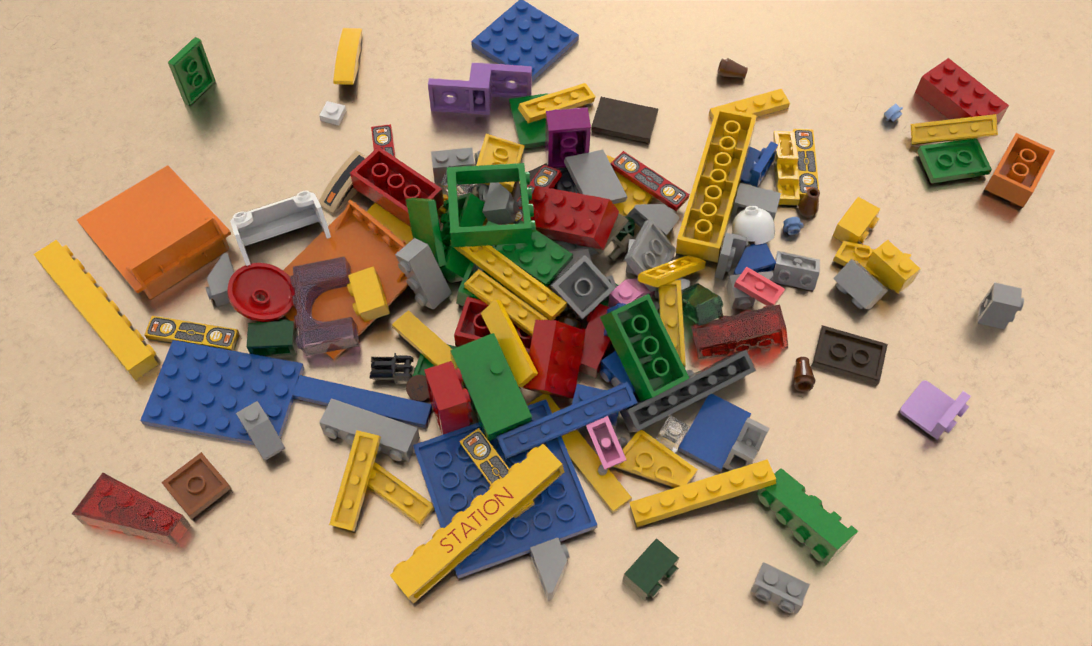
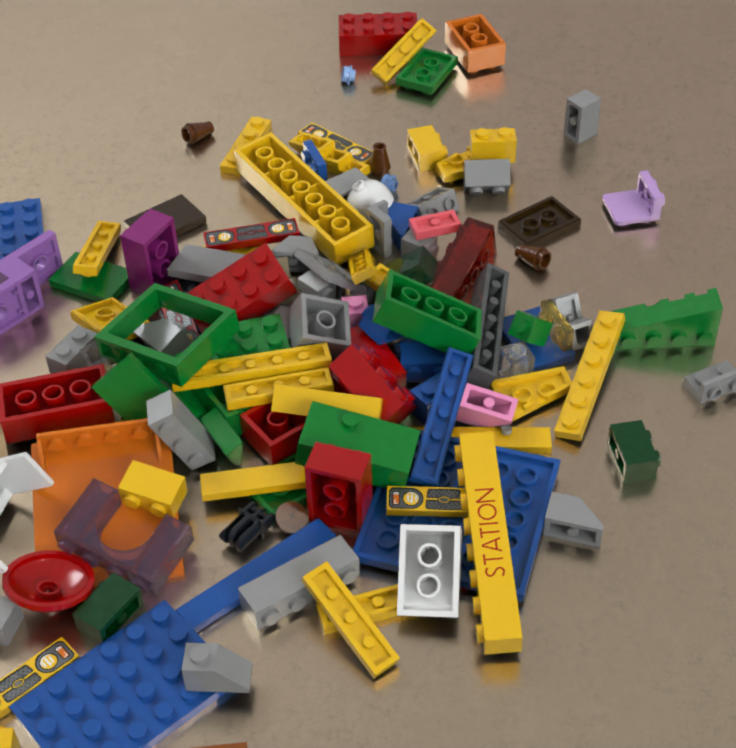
camera: 50 degrees left, 15 degrees down
(426, 502) = (429, 570): none -> white slope
(448, 300) = (223, 435): none -> green slope
(706, 422) = (530, 328): none -> green brick
(725, 445) = (561, 331): none -> clear yellow plate

